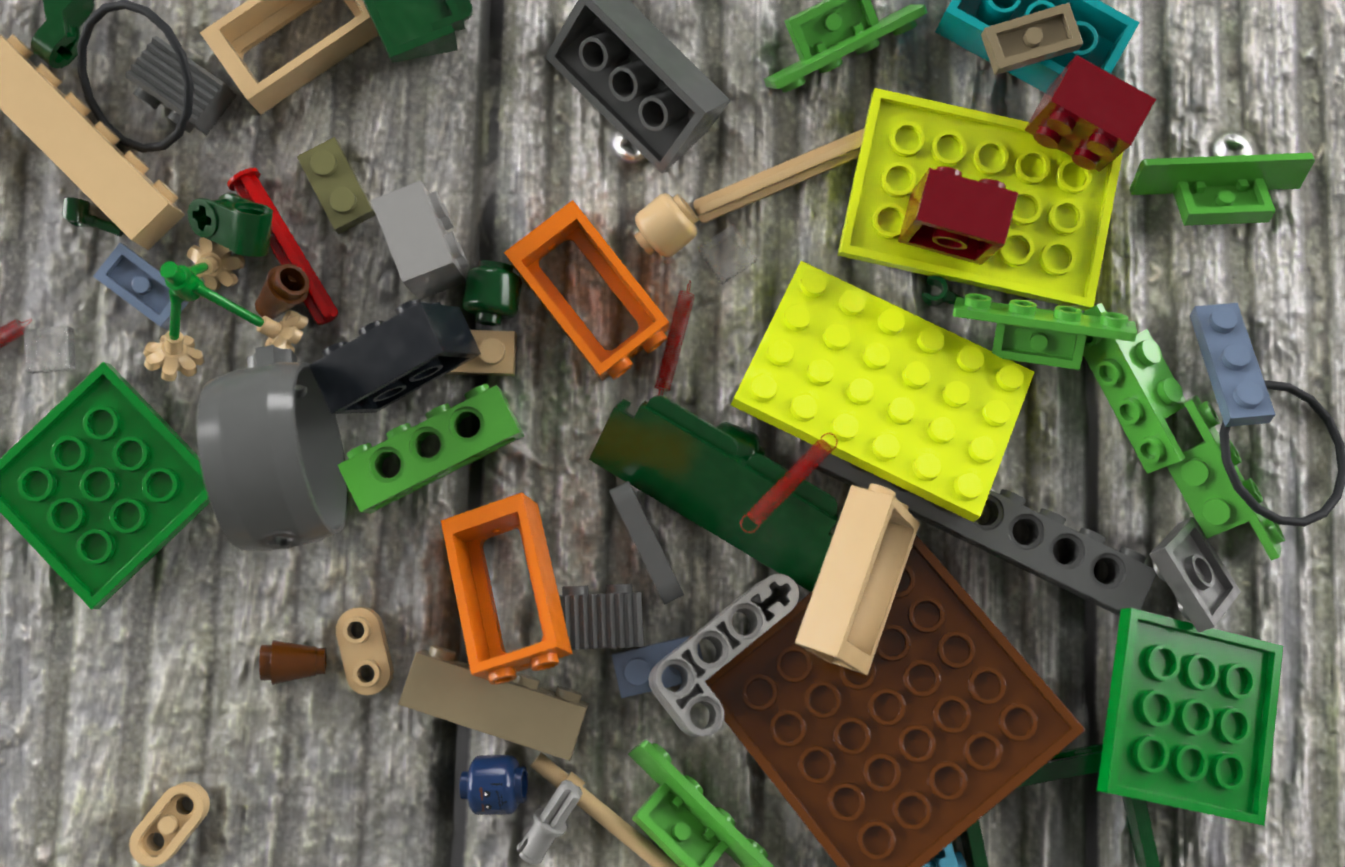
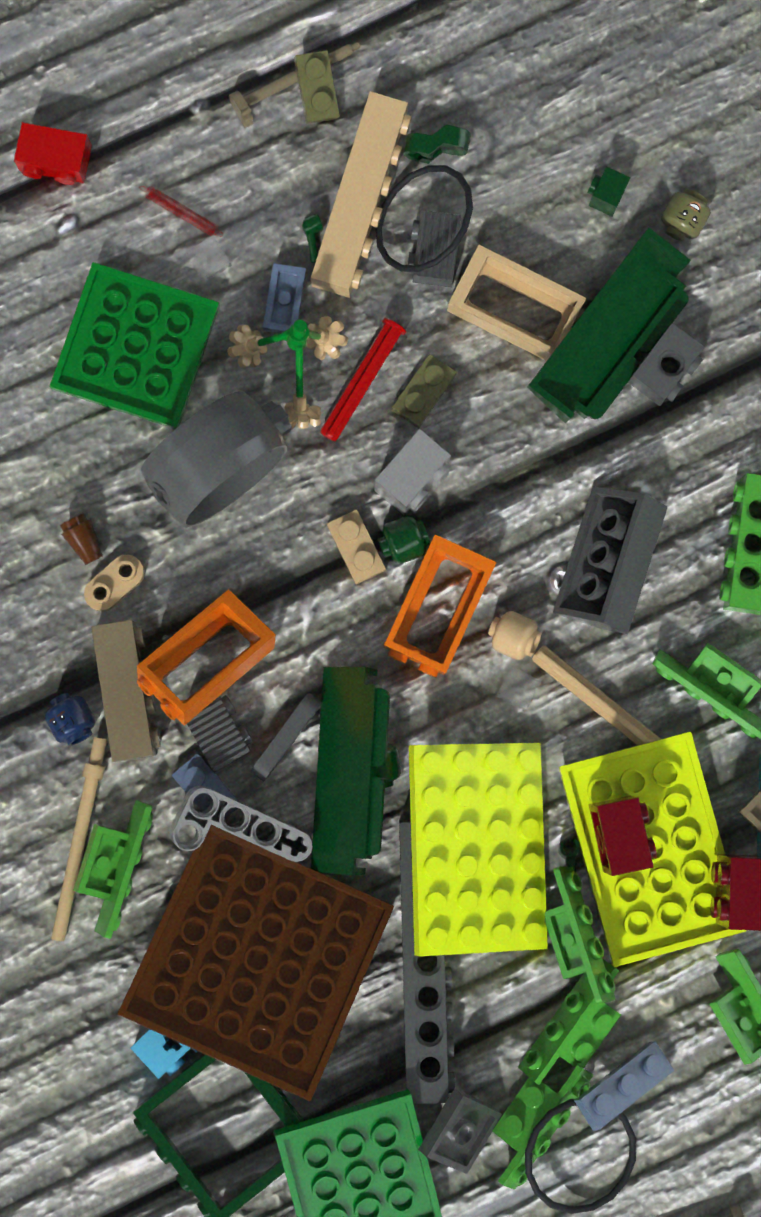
camera: 60 degrees right, 0 degrees up
(233, 223) = (358, 339): dark green piece -> none
(282, 290) = (329, 397): reddish brown cone -> none
(364, 464) = (227, 531): bright green brick -> none
(394, 357) = (322, 500): black brick -> none
(549, 823) = (63, 769): light grey axle -> none
(666, 371) = (435, 687): red piece -> none
(806, 463) = (373, 815): red piece -> none
(859, 578) = (334, 894): tan piece -> none

